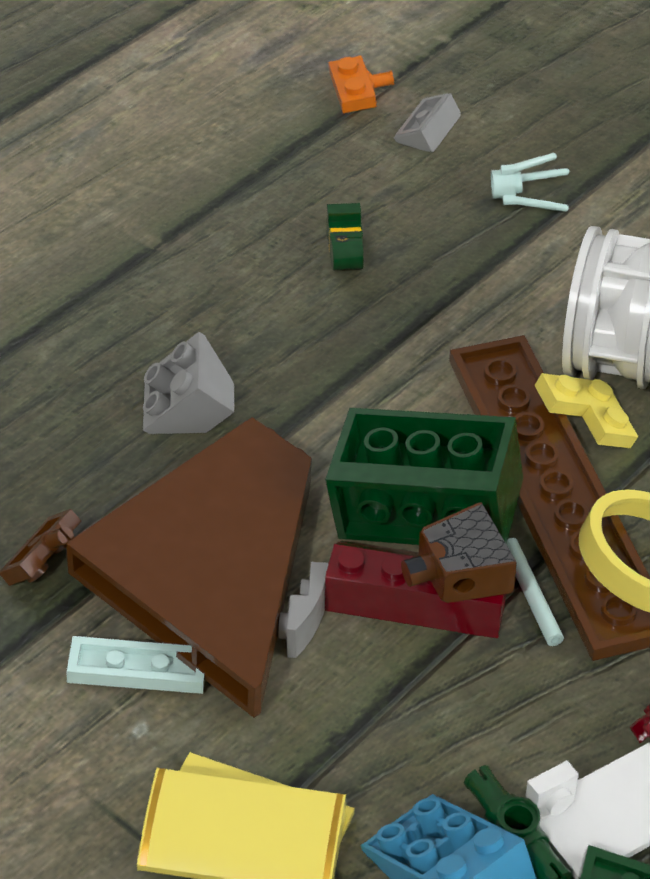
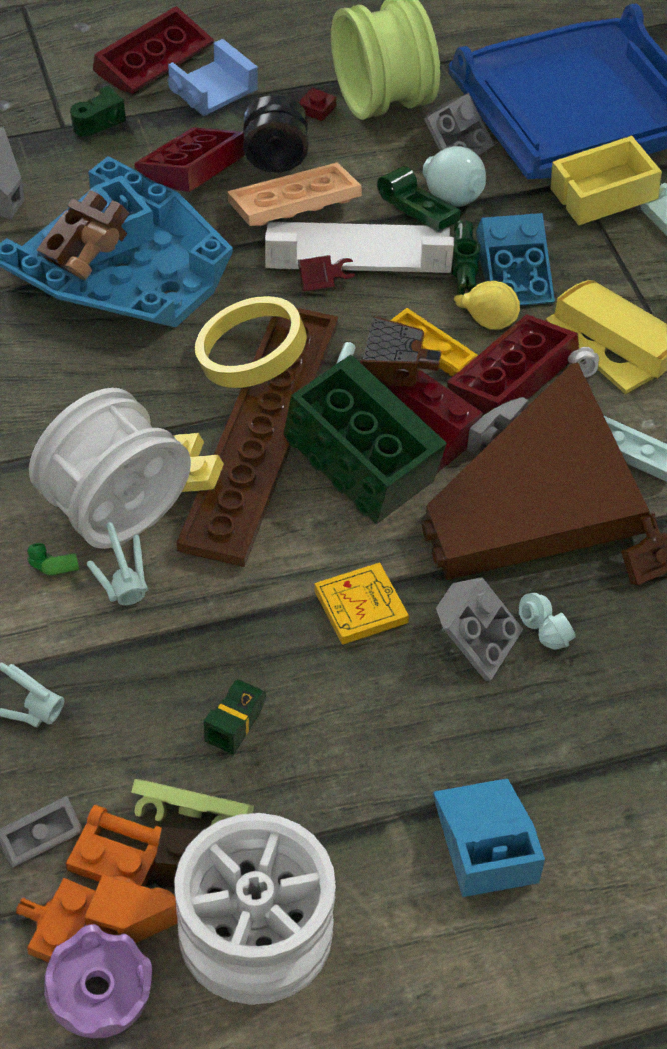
camera: 150 degrees left, 5 degrees up
(66, 241) = (489, 837): none -> dark azure slope
(103, 428) = (556, 632): none -> light aqua plate
(139, 436) = (534, 609): none -> light aqua plate
(210, 106) = (265, 851): none -> white wheel
(263, 754) = (588, 366): none -> white plate
(300, 134) = (169, 852): none -> dark brown brick
(306, 40) = (97, 955): none -> lavender plate
(309, 98) = (131, 909): none -> orange slope
(314, 379) = (361, 603): none -> yellow tile
(324, 172) = (189, 802): none -> yellowish green plate
(343, 709) = (515, 364): none -> dark red slope
(355, 132) = (101, 856): none -> orange plate
(429, 768) = (491, 305): none -> light yellow hat
(466, 696) = (454, 354): none -> yellow tile
(533, 290) = (127, 586): none -> light aqua plant

